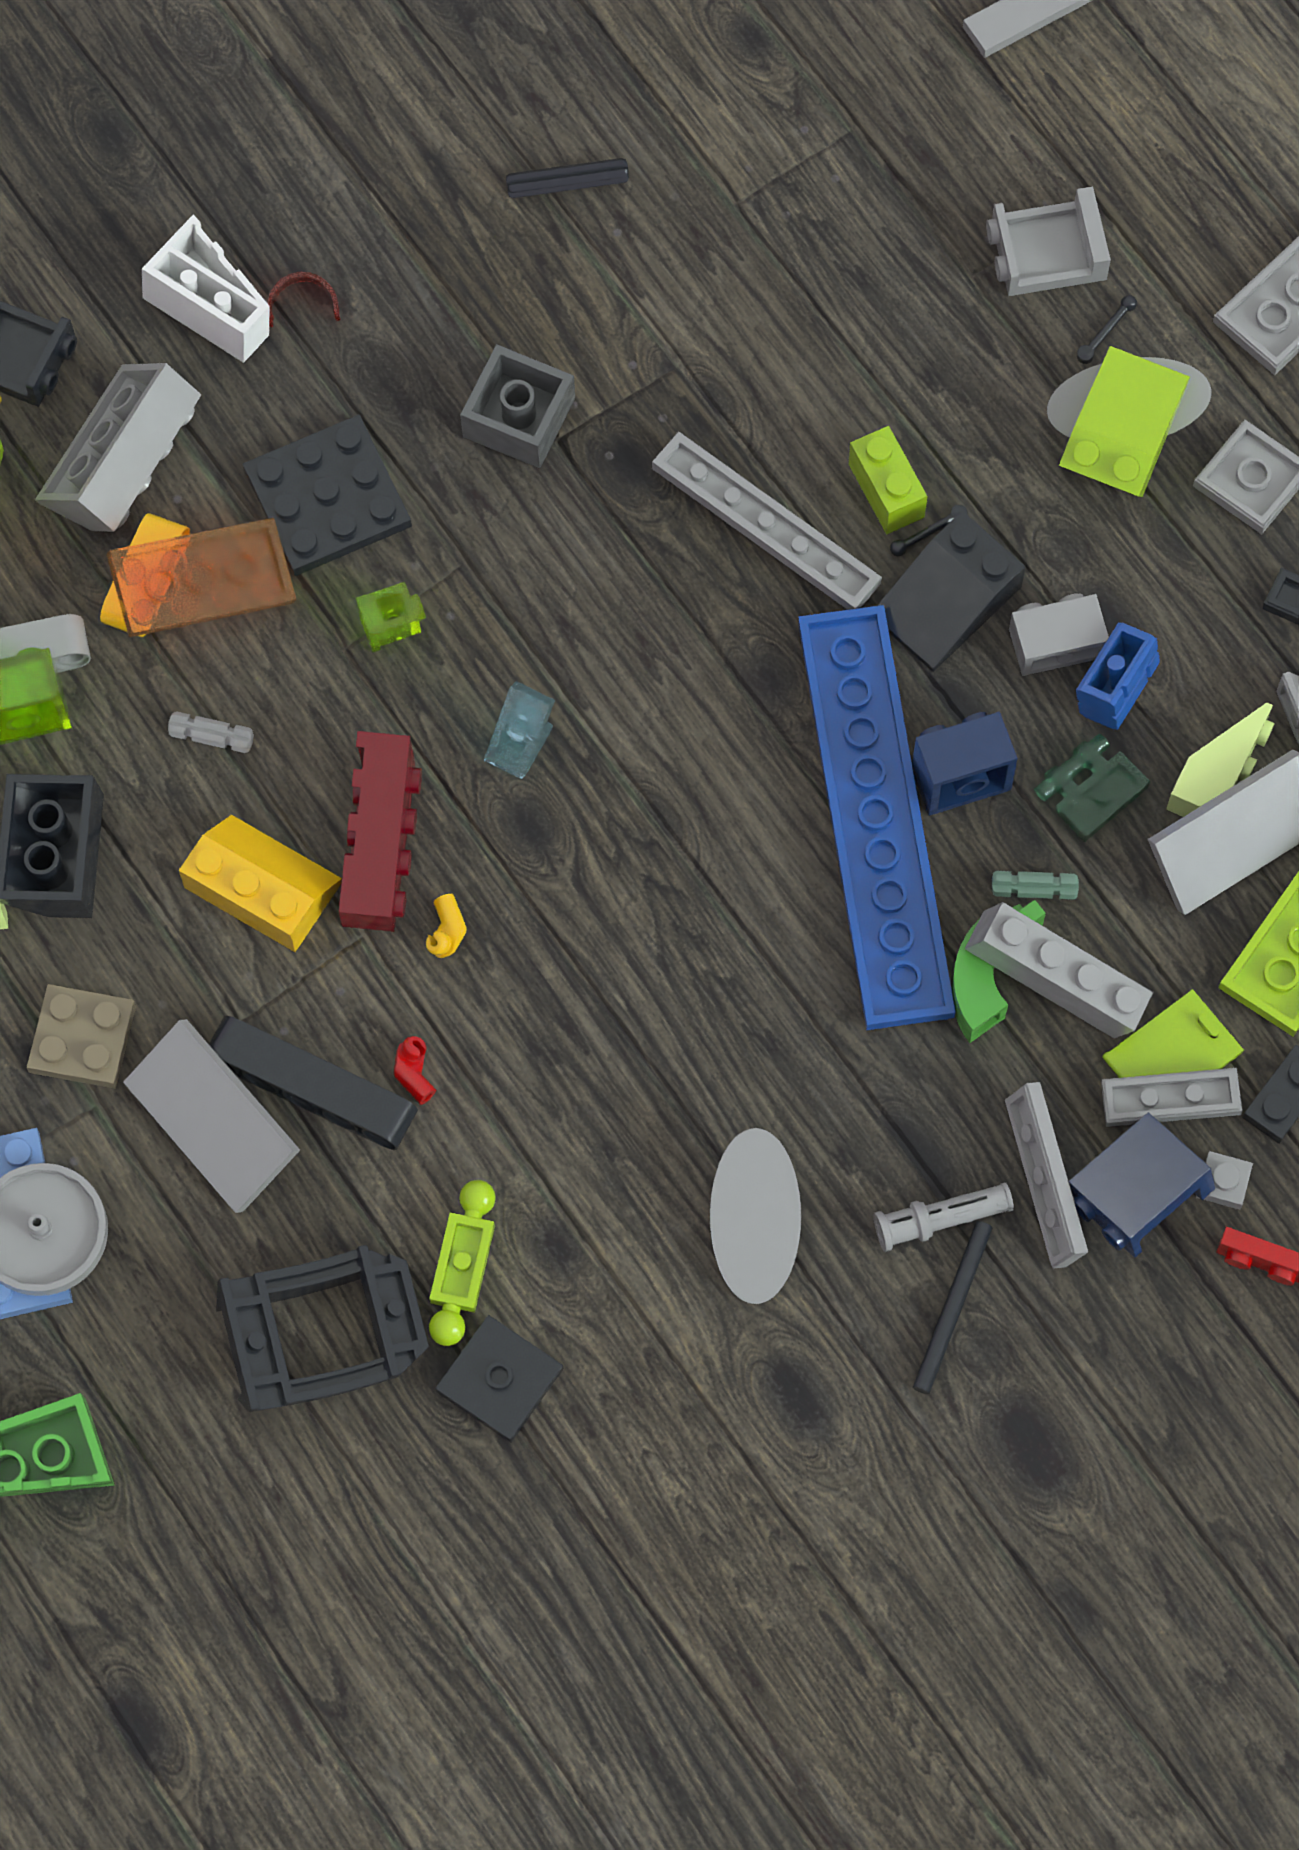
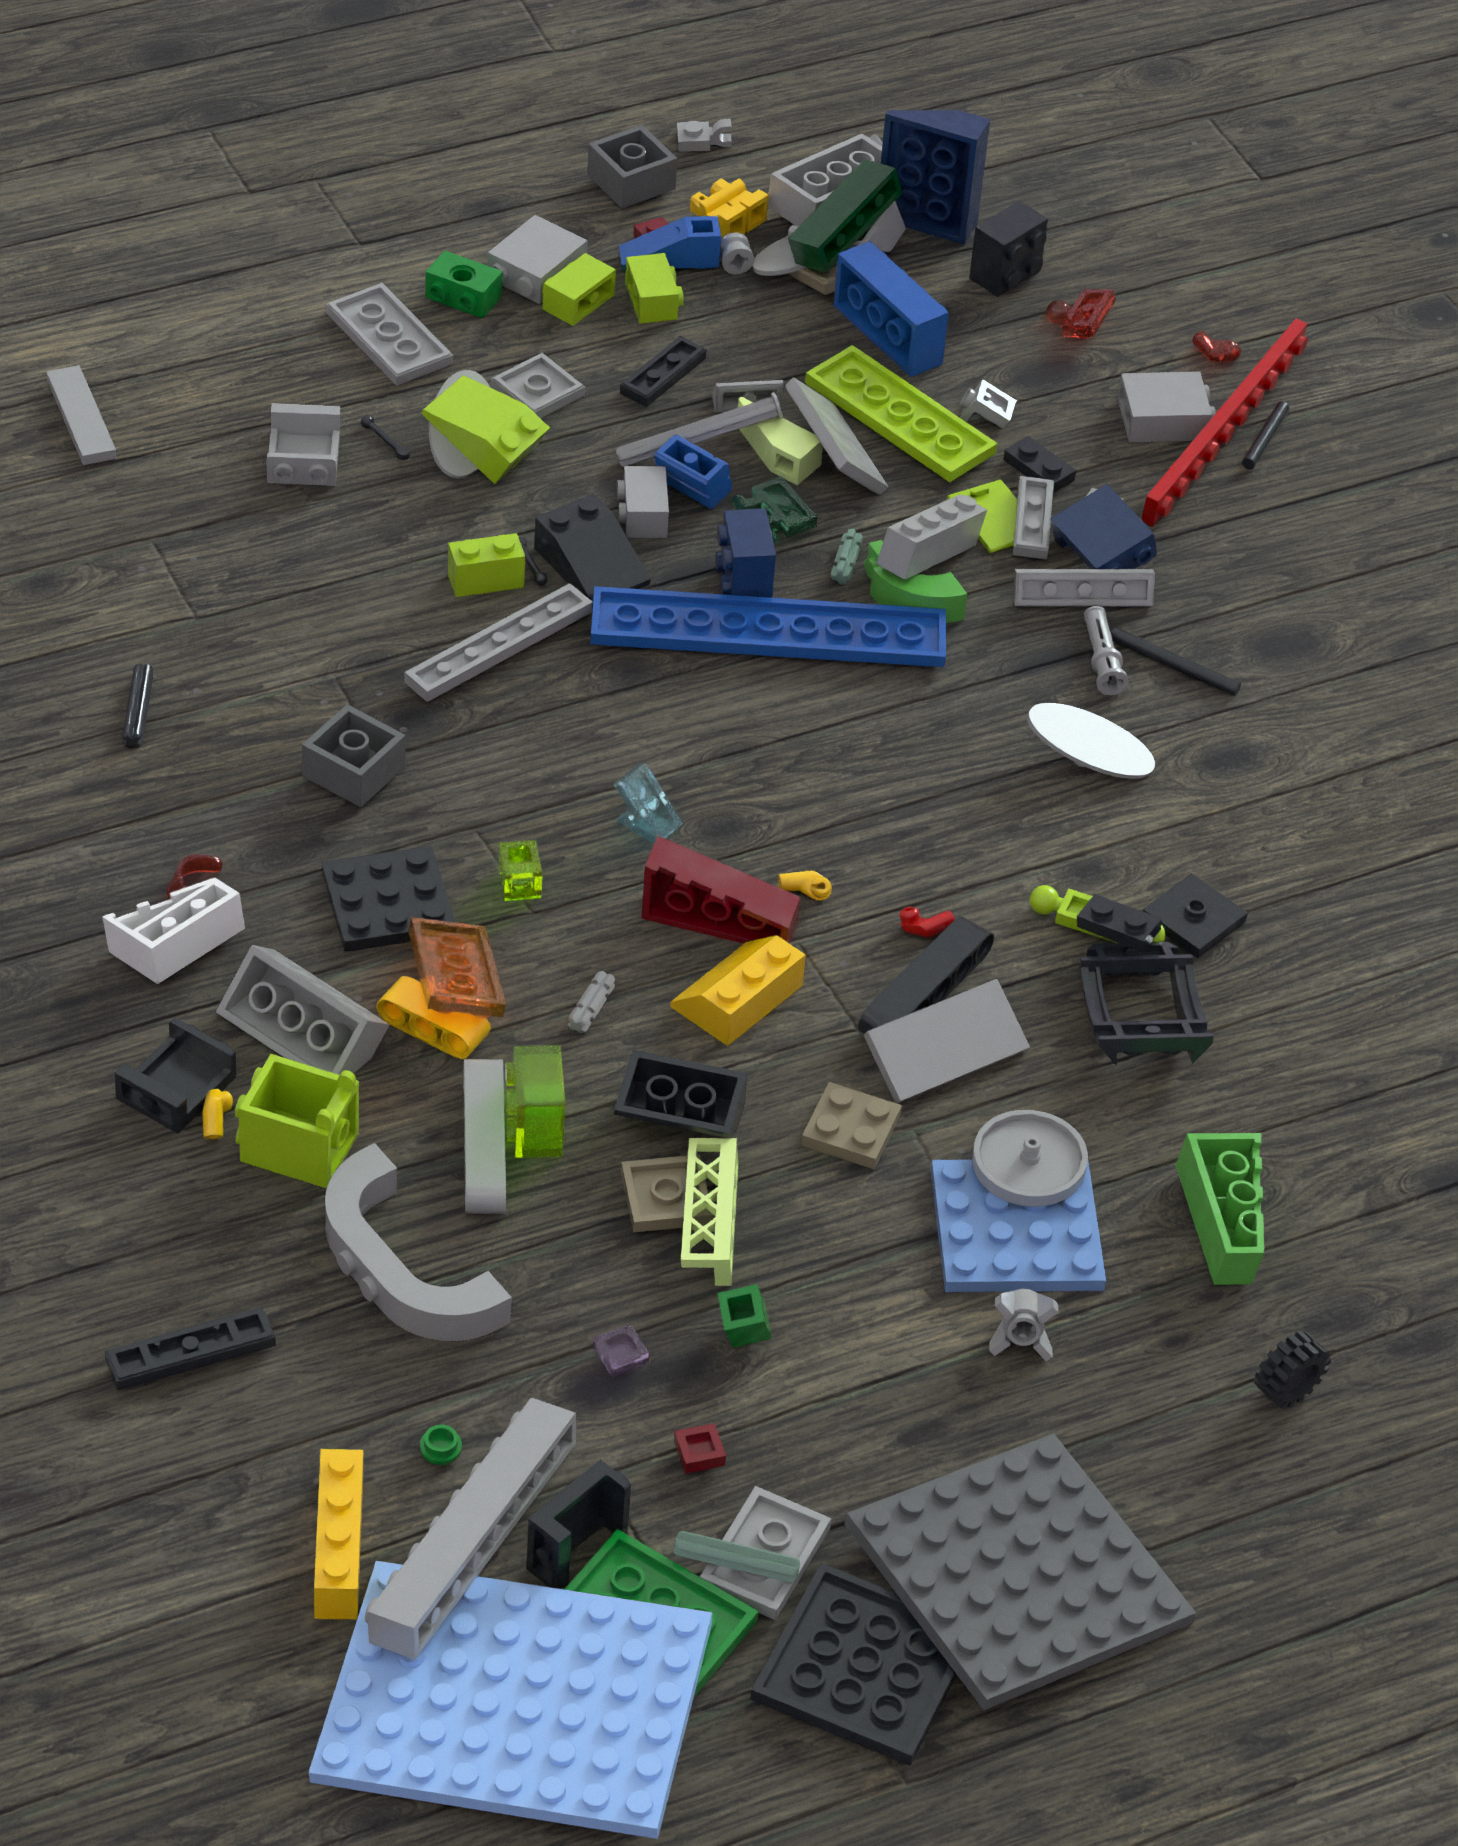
camera: 85 degrees left, 25 degrees down
(434, 1283) = (1119, 922): none -> black plate
(1198, 673) = (702, 429): none -> light grey axle

